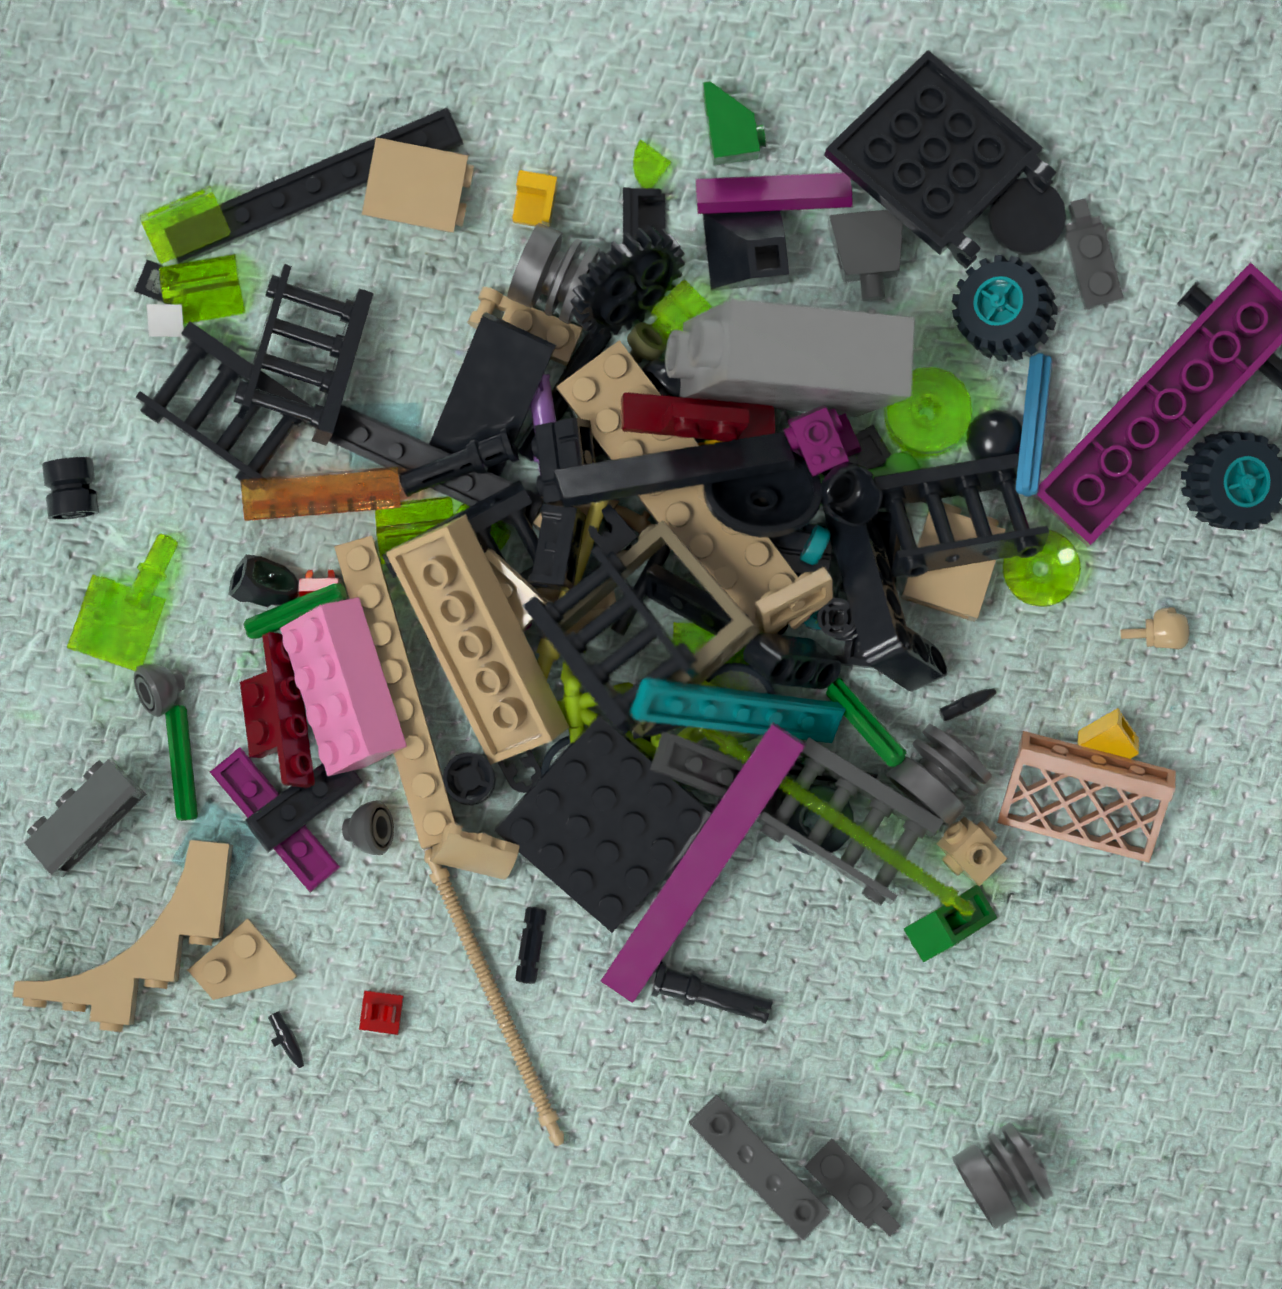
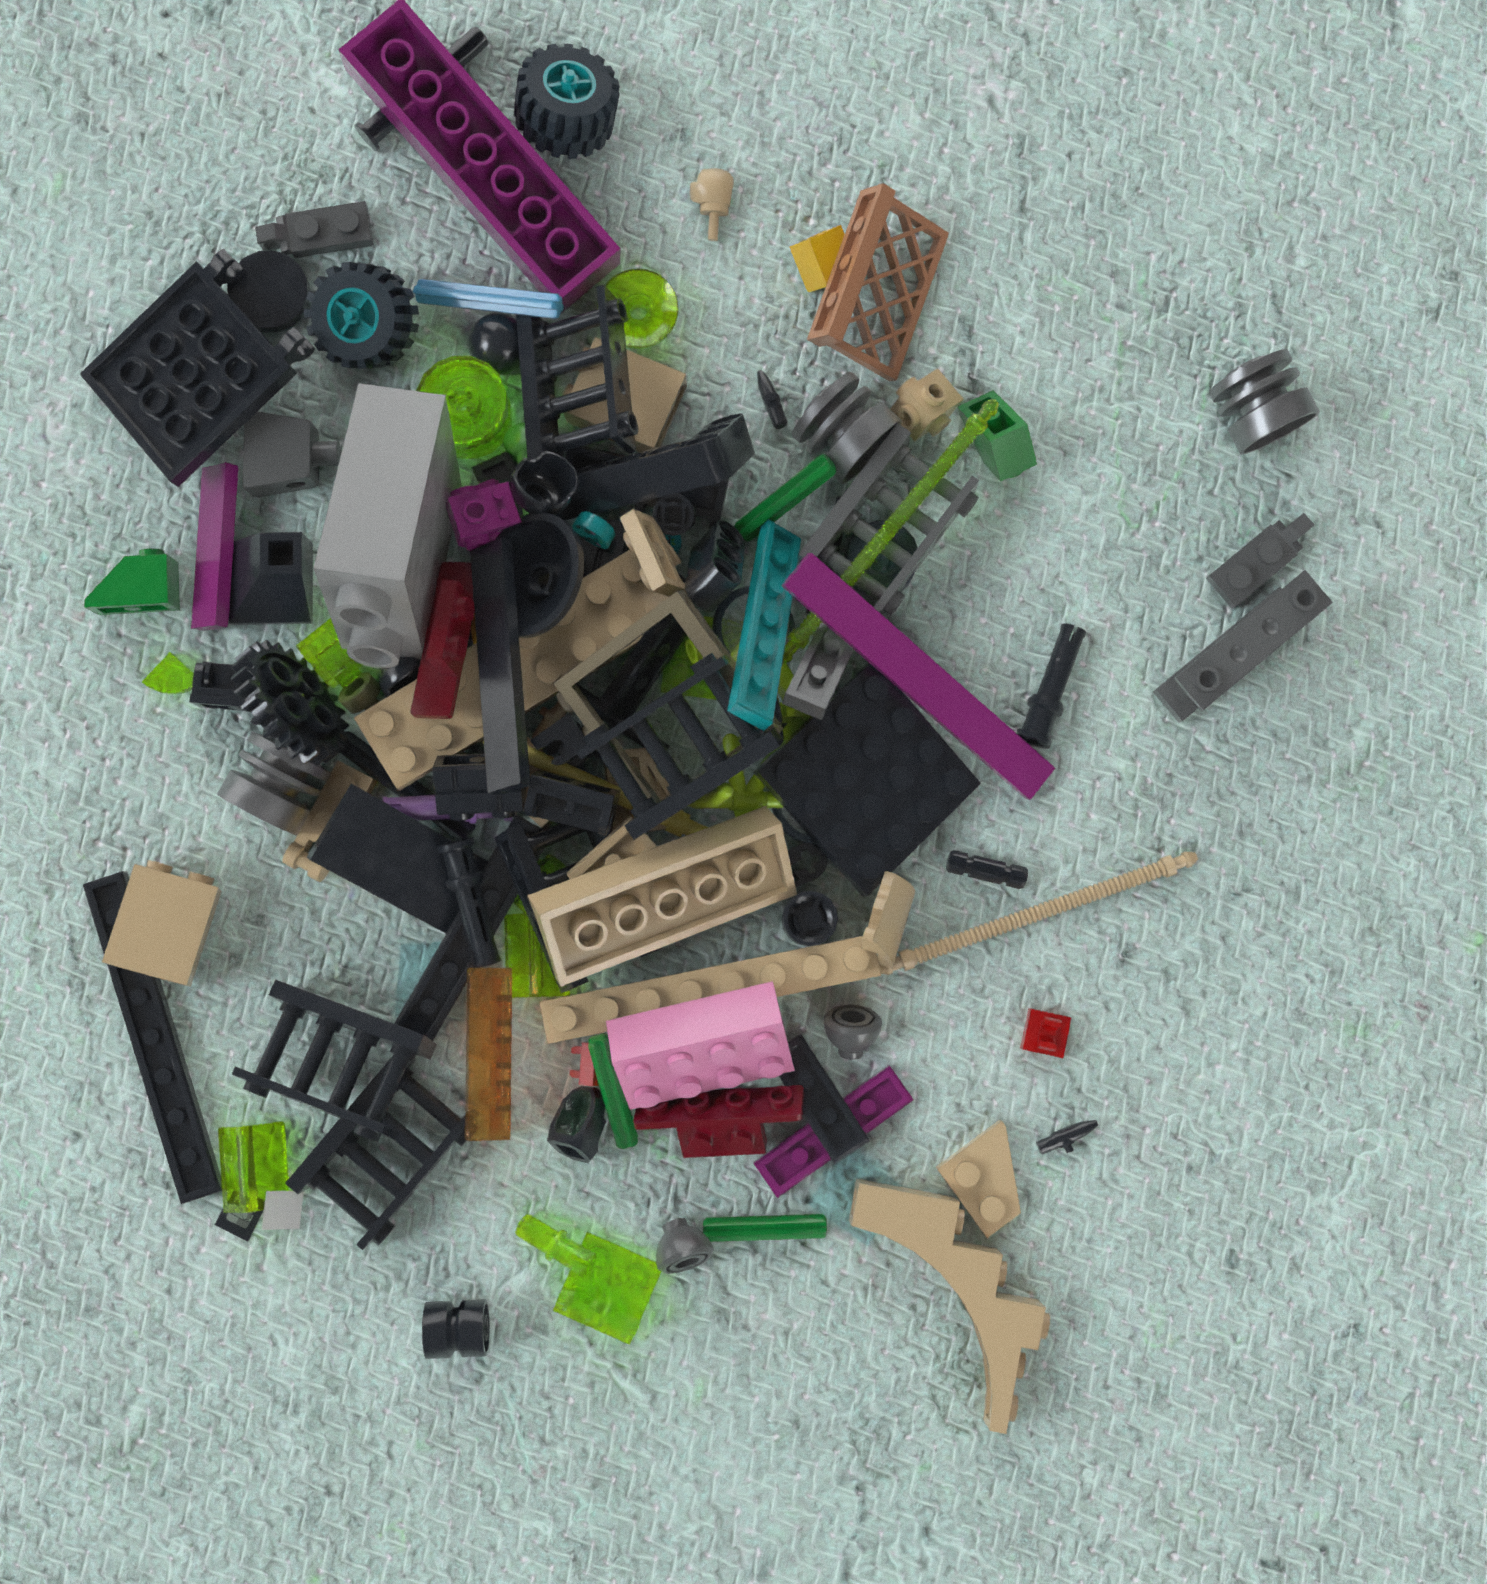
camera: 90 degrees left, 0 degrees up
(83, 817) = (817, 1341): dark grey slope -> none
(185, 224) = (179, 1180): clear neon green panel -> none
(534, 198) = (192, 799): yellow panel -> none

